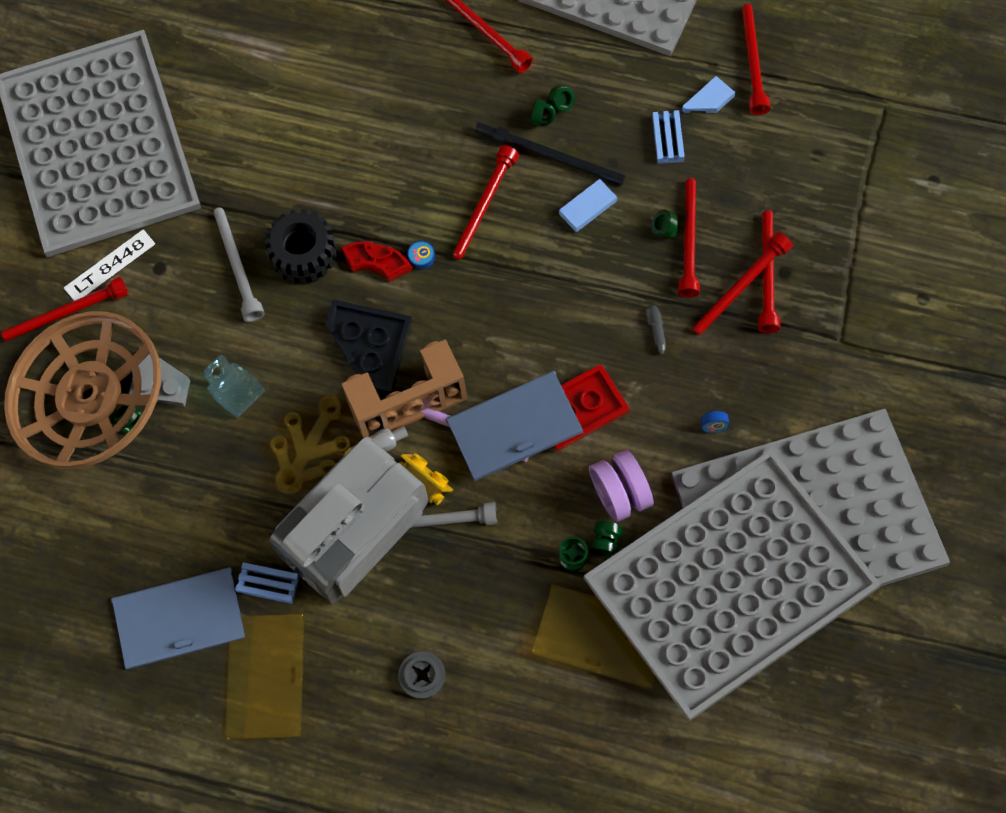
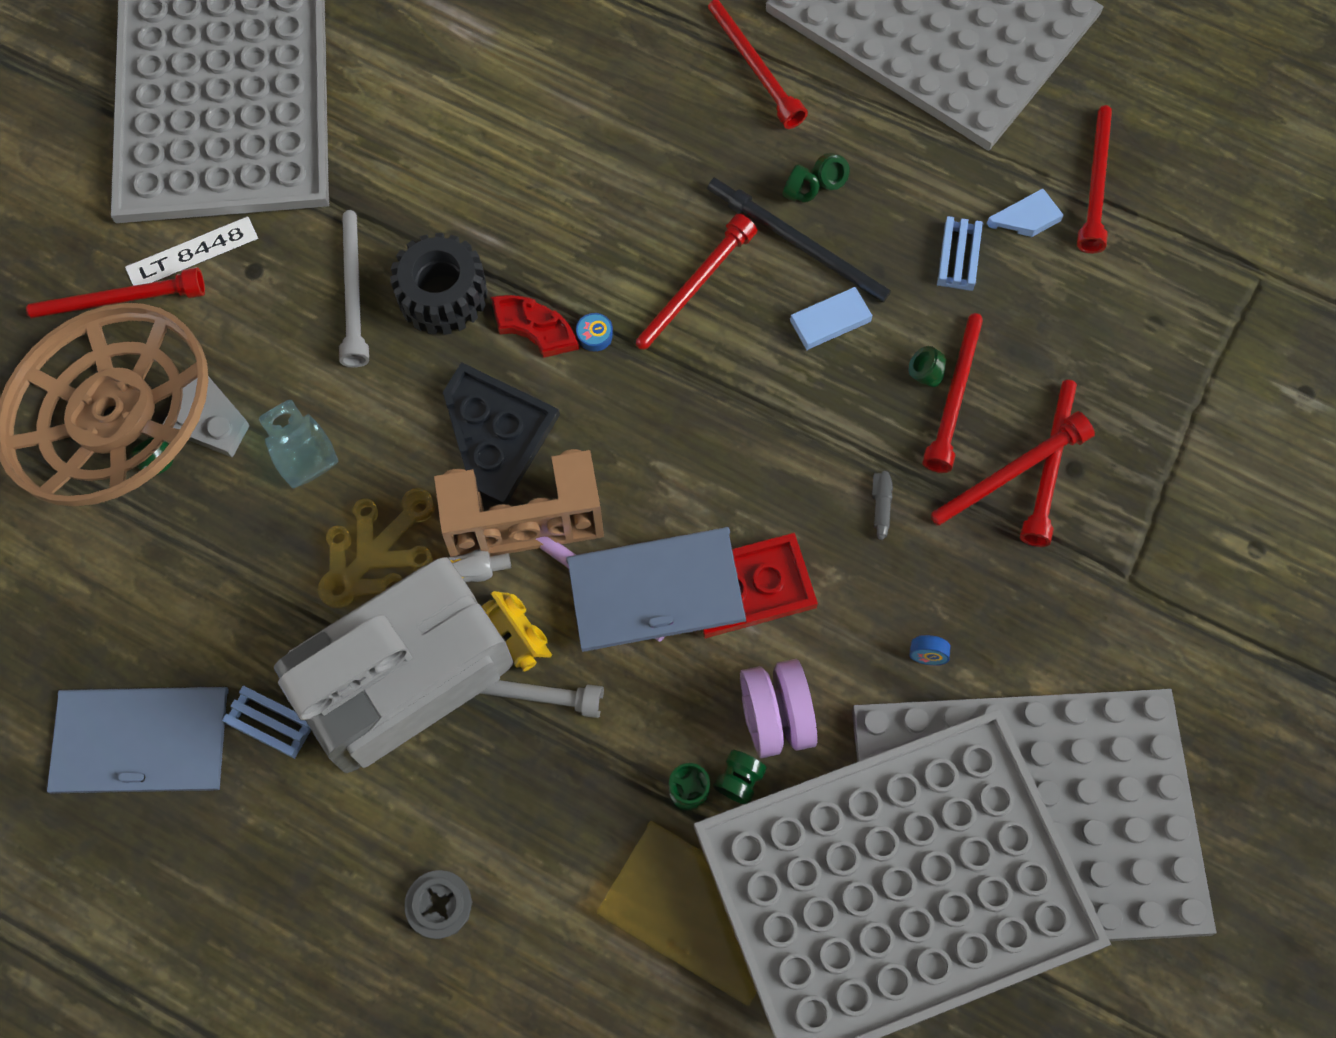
camera: 10 degrees right, 0 degrees up
(259, 678) = (215, 870): clear yellow container -> none

